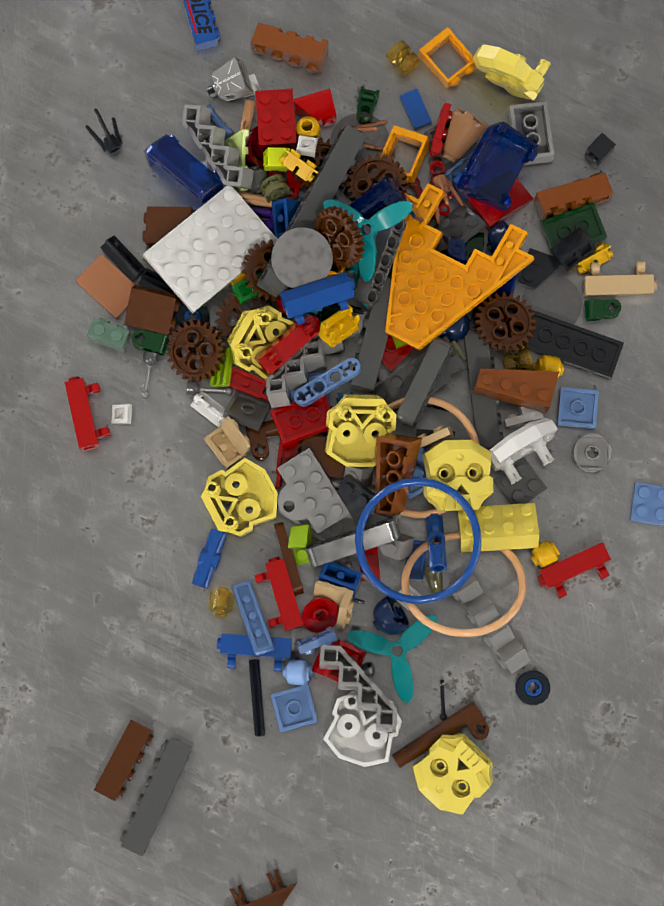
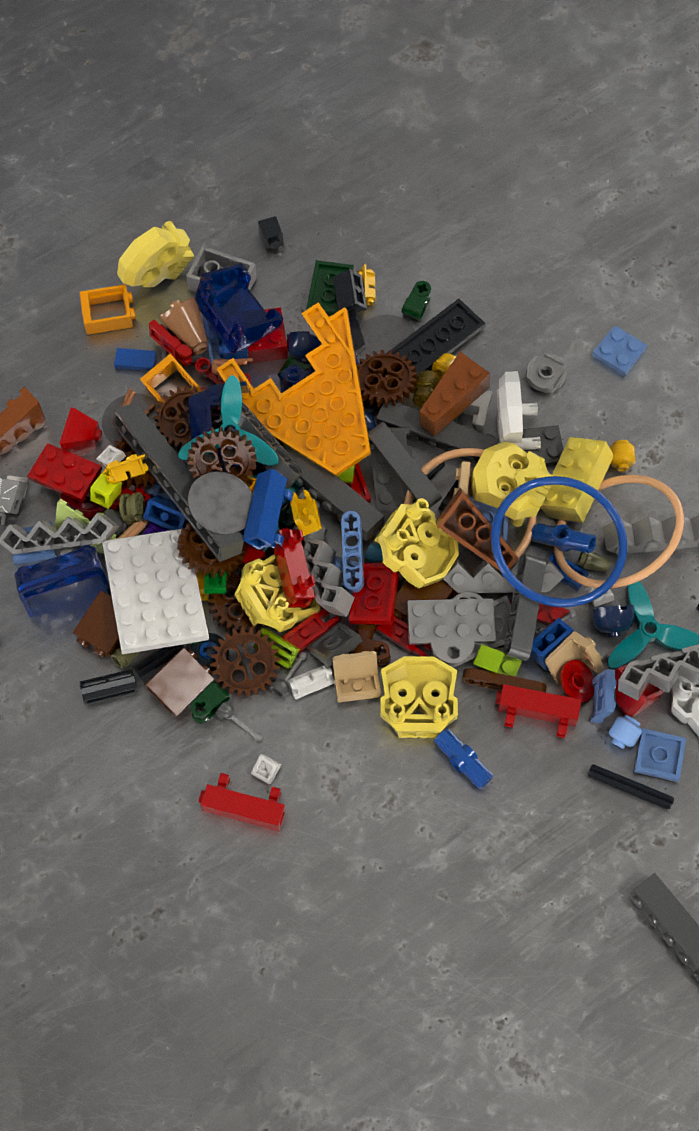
camera: 60 degrees left, 15 degrees down
(107, 285) = (126, 716): nougat tile -> none
(109, 335) = (178, 737): sand green brick -> none
(124, 760) = (633, 954): reddish brown brick -> none
(221, 602) = (515, 769): clear yellow head -> none
(240, 645) = (577, 759): blue brick -> none
(247, 116) = (43, 502): light nougat axle -> none
(252, 617) = (548, 745): medium blue tile -> none
(308, 127) = (92, 449): yellow head -> none
(354, 496) = (483, 582): black wing -> none
(366, 102) = (103, 395): dark green piece -> none
(403, 58) = (81, 343): clear yellow wheel -> none
(460, 224) = (268, 367): dark grey plate -> none
(572, 195) = (299, 274): dark orange wedge -> none
(573, 566) = (646, 437): red brick -> none
(578, 408) = (498, 360): medium blue plate -> none
(619, 284) = (403, 277): tan brick -> none

